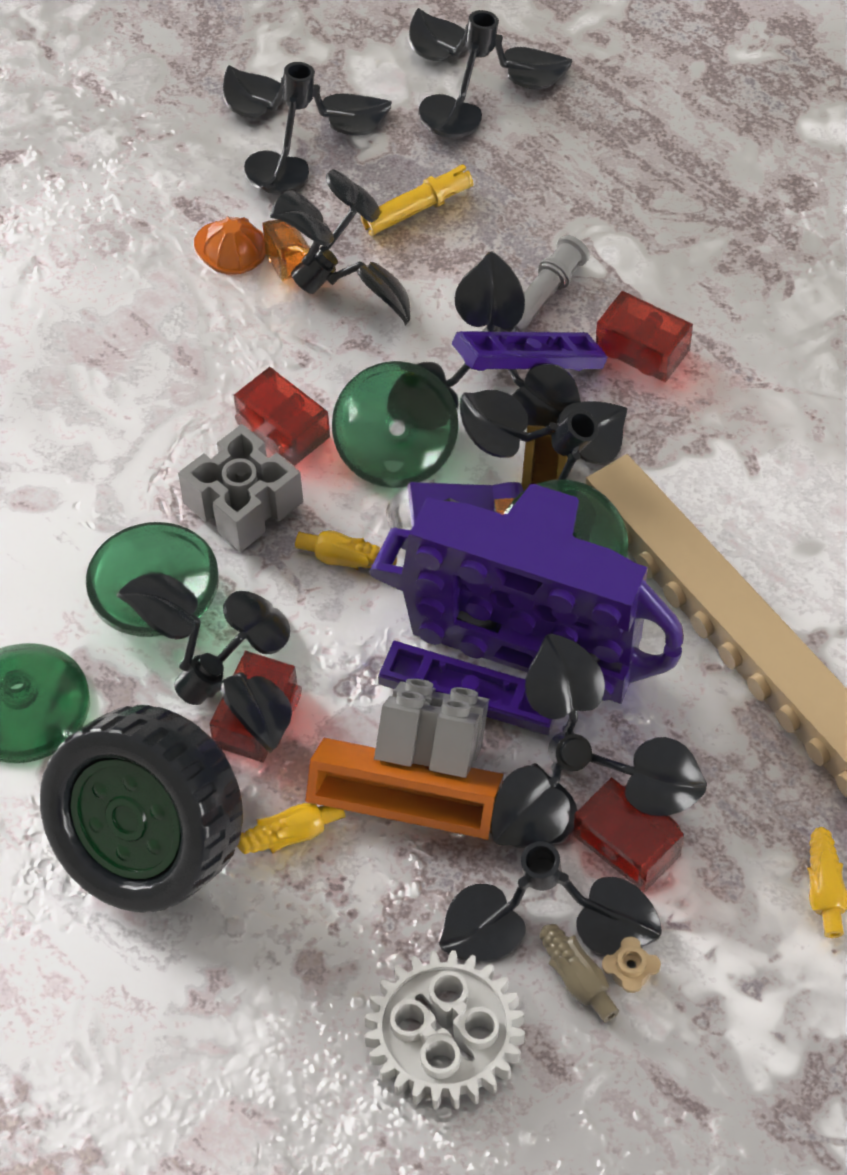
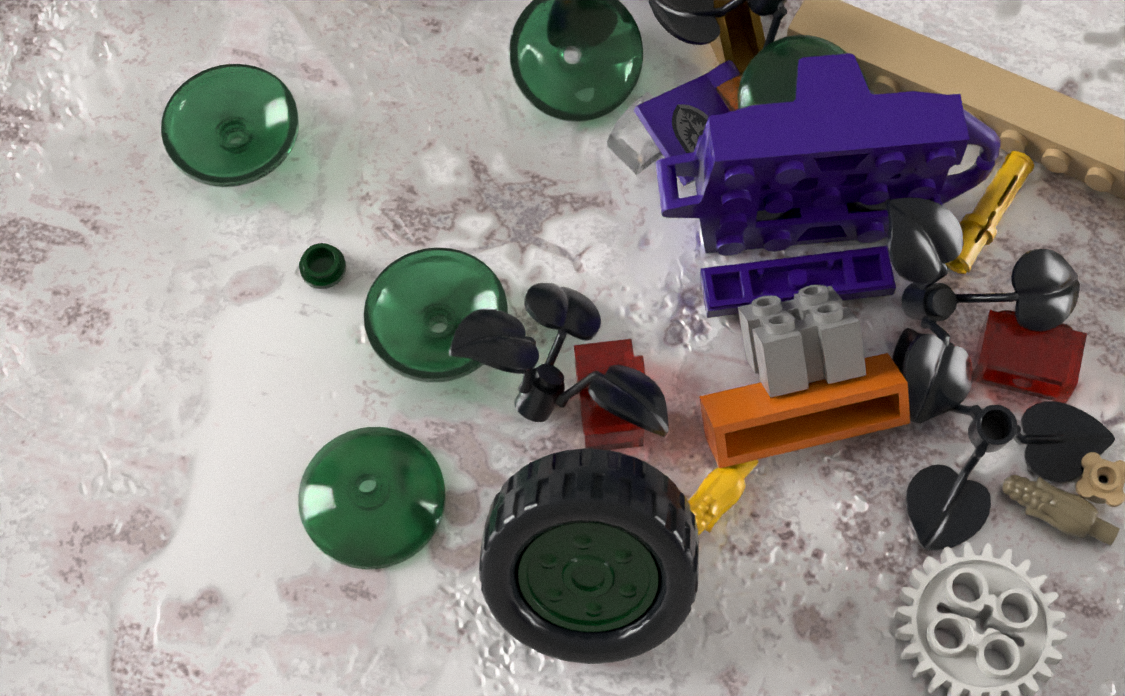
camera: 25 degrees left, 10 degrees up
(84, 365) = (228, 105): none -> clear green dish
(93, 506) = (322, 266): none -> dark green plate
(241, 487) = (463, 181): light grey brick -> none
(281, 416) = (454, 92): clear red brick -> none
(338, 549) = (594, 200): yellow piece -> none
(629, 725) = (980, 225): none -> yellow pin

